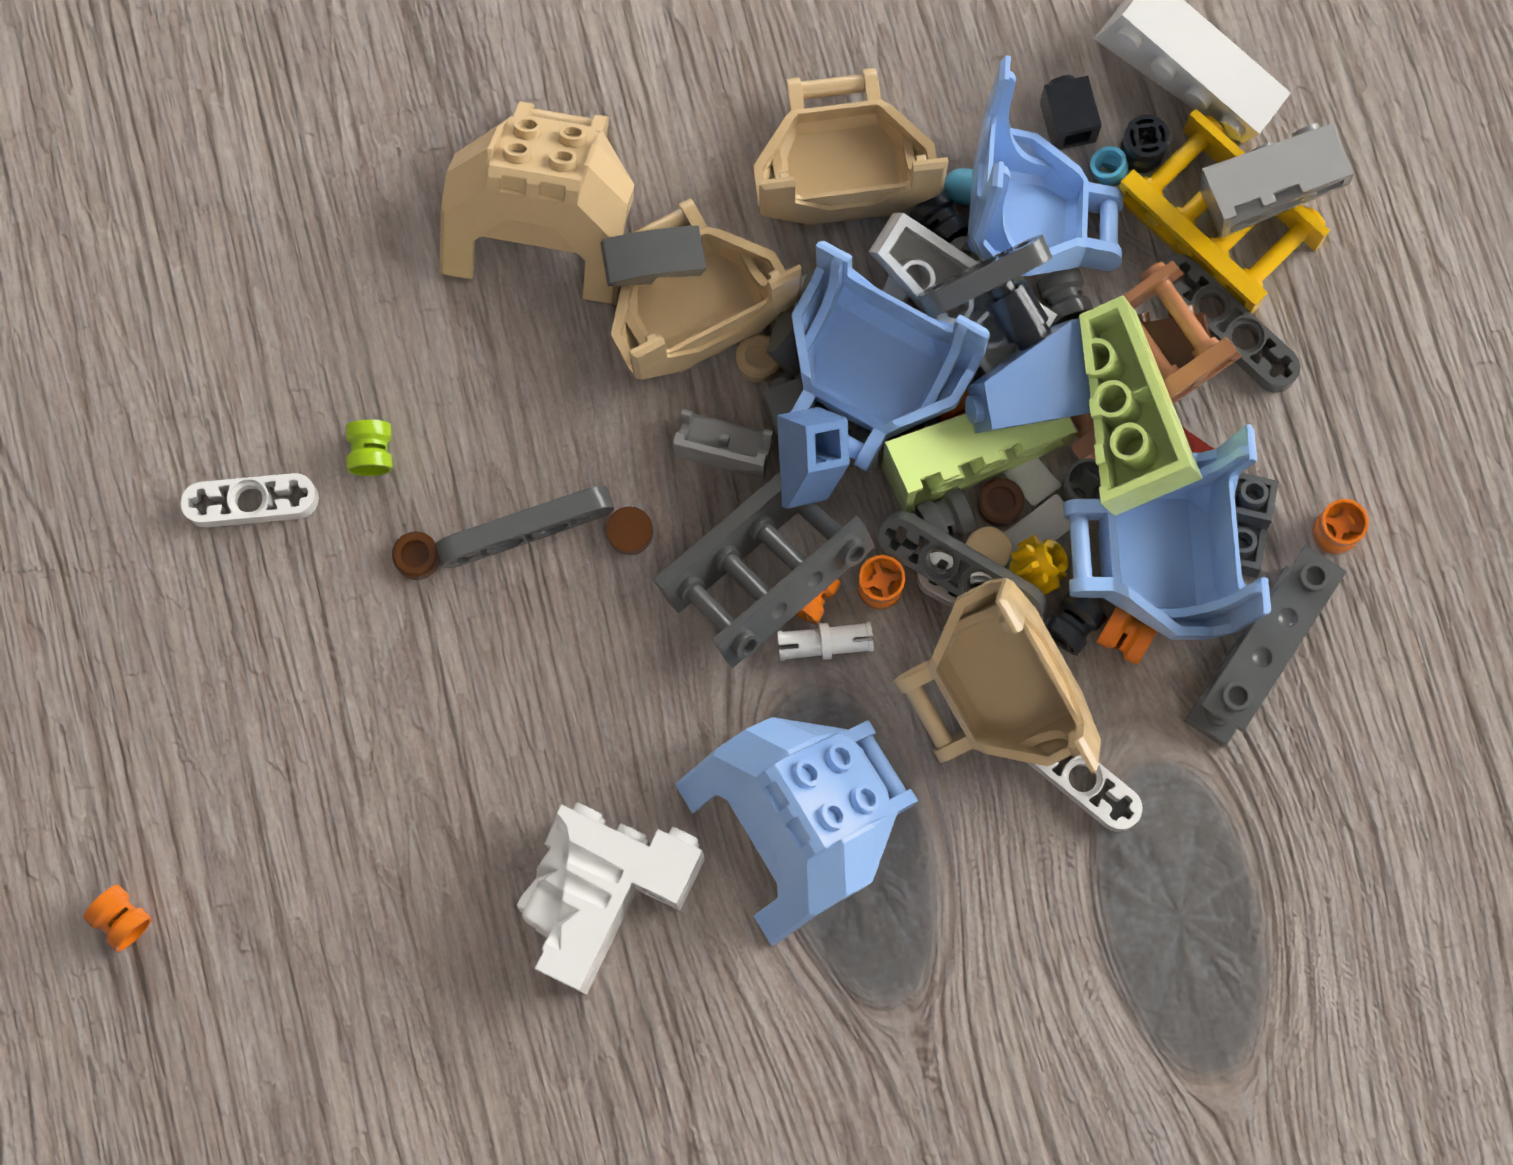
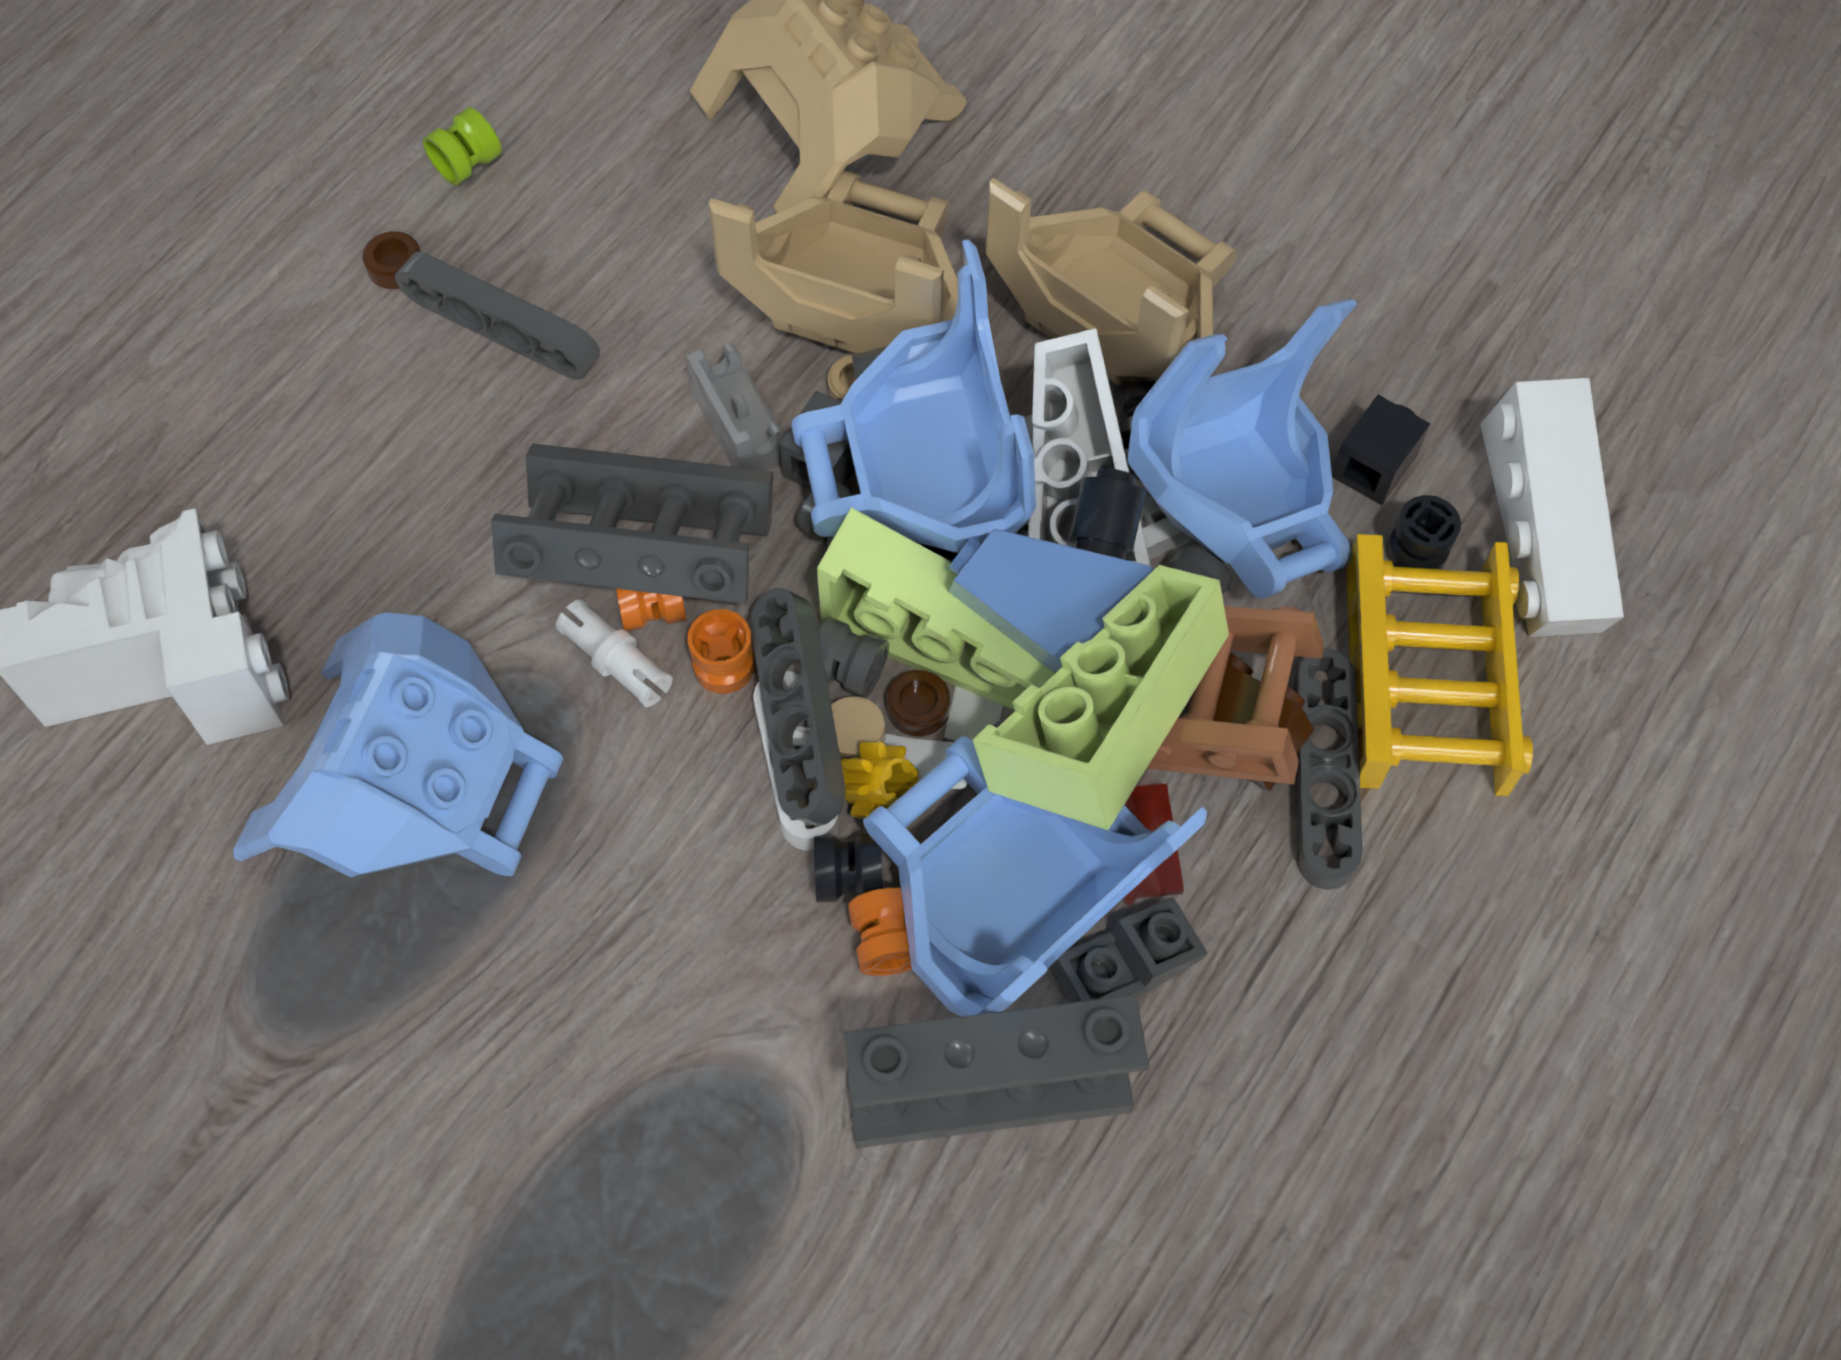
camera: 45 degrees right, 15 degrees down
(217, 516) = (339, 124): white beam -> none
(629, 530) = (576, 405): reddish brown tile -> none
(653, 254) = (854, 190): dark grey slope -> none
(811, 455) = (770, 458): medium blue slope -> none
(985, 276) = (1112, 447): dark grey beam -> none
(1002, 684) = (704, 825): tan piece -> none
(1101, 812) = (700, 1068): white beam -> none
(1112, 160) = (1372, 515): medium azure hinge -> none
(1274, 178) = (1509, 652): light grey wedge -> none
(1344, 517) = (1230, 1047): orange wheel -> none

